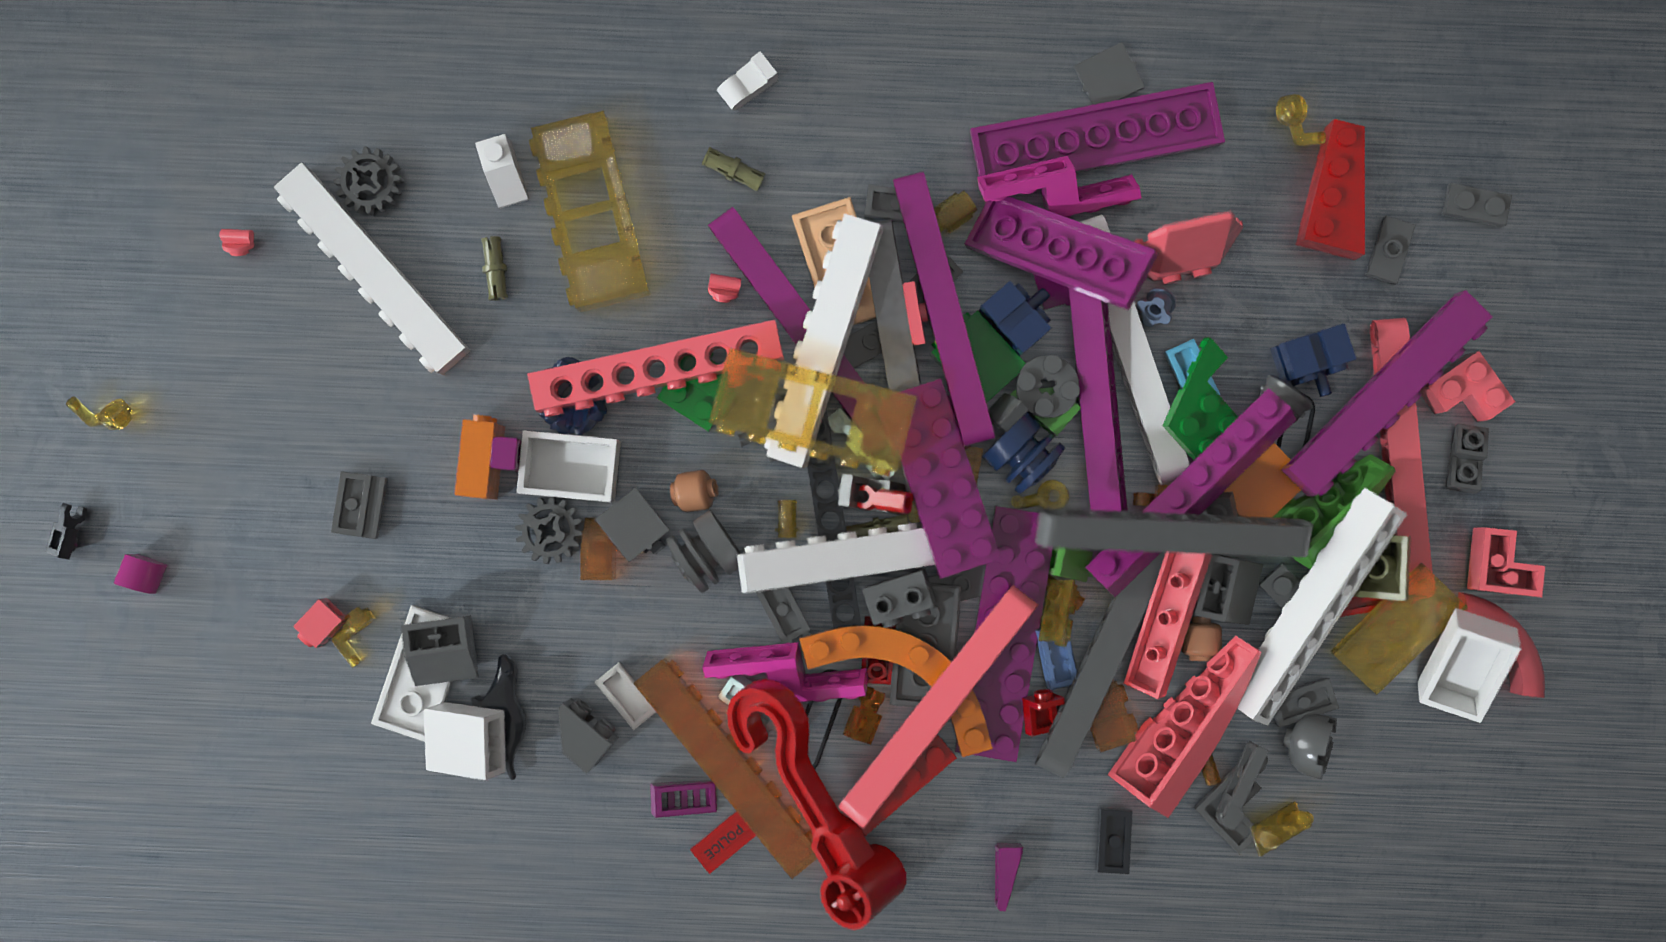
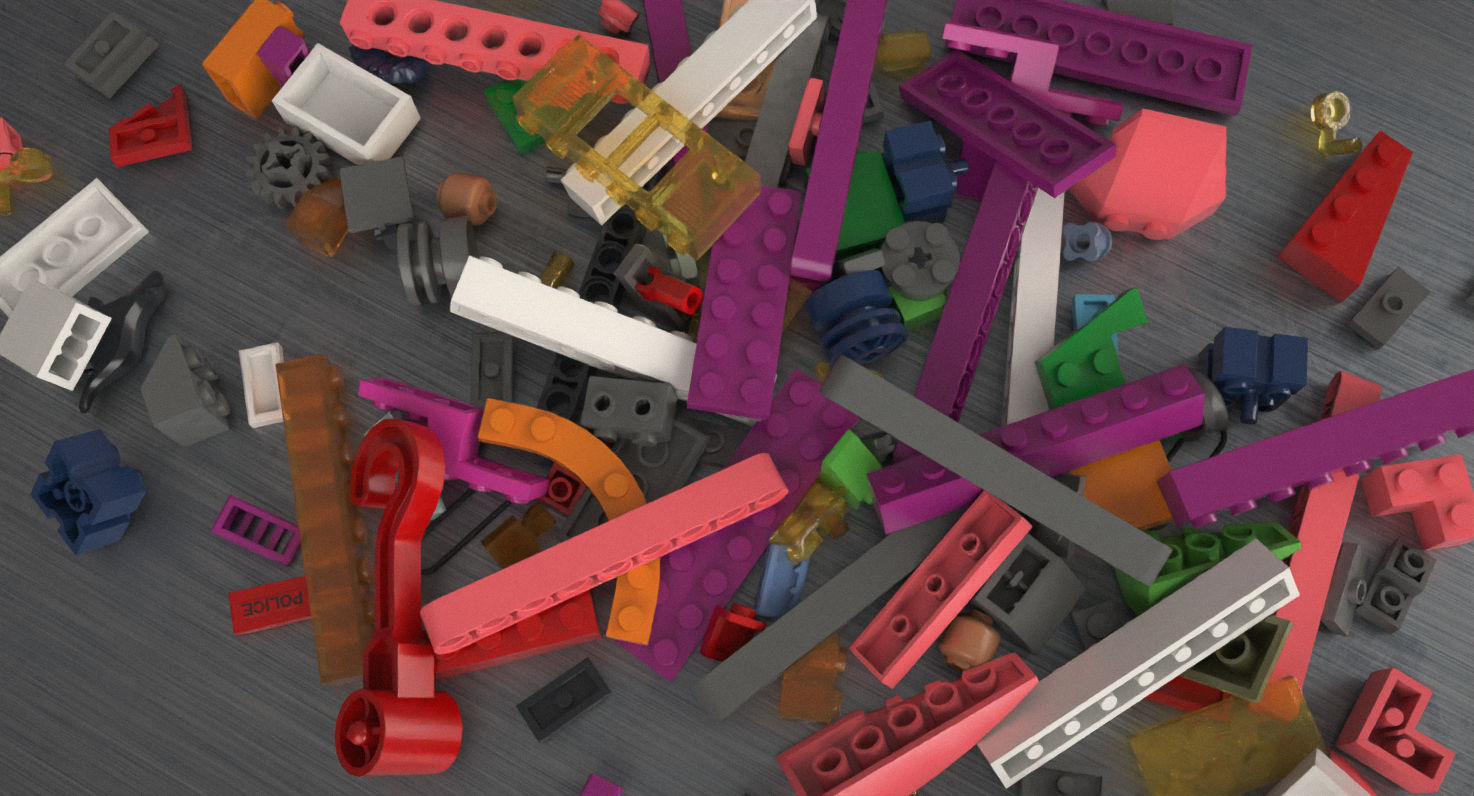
camera: 20 degrees right, 15 degrees down
(430, 549) = (152, 131): none -> red wing
(440, 650) = (89, 225): dark grey slope -> none
(560, 833) = (88, 491): none -> dark blue brick
(952, 808) = (564, 700): none -> black plate
(1435, 479) = (1346, 588): none -> flat silver plate

